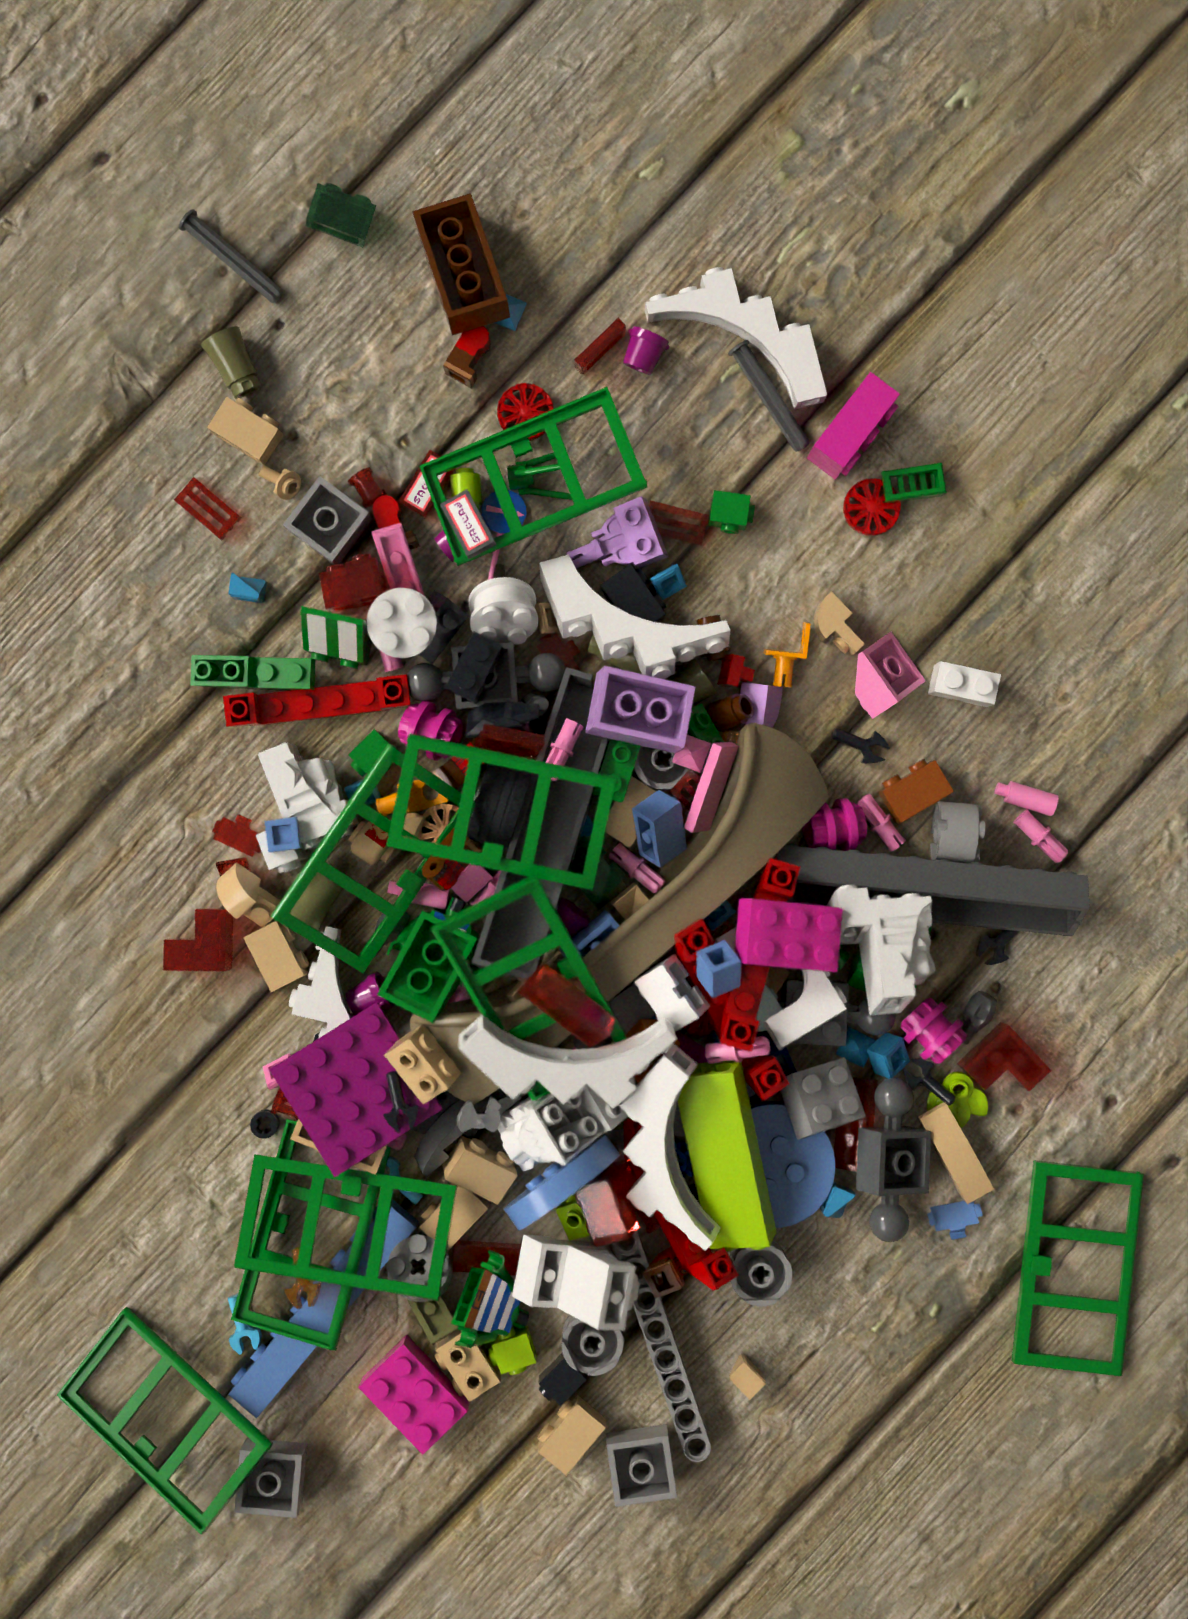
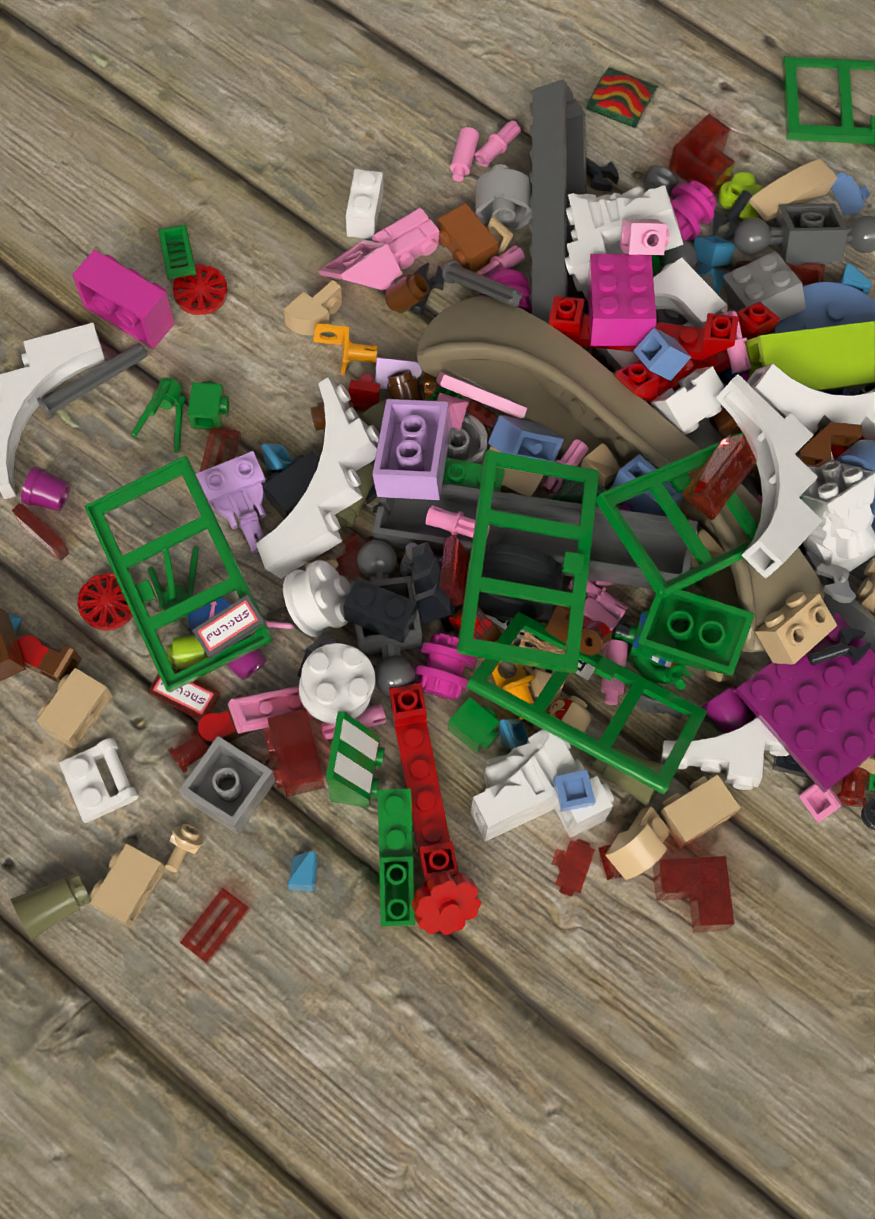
camera: 95 degrees left, 20 degrees down
(204, 713) = (446, 903): none -> red plant
(346, 395) = (88, 785): none -> white plate
(416, 380) = (74, 708): none -> tan brick
(601, 1113) = (818, 448): none -> reddish brown slope
(745, 468) = (165, 397): none -> green plant
(848, 721) = (406, 293): none -> reddish brown brick
(856, 966) = (644, 236): none -> bright pink brick
(874, 774) = (453, 272): none -> dark grey axle
(916, 726) = (410, 237): none -> bright pink brick
(918, 826) = (500, 233): none -> tan slope
(1095, 981) = (622, 97): none -> slope

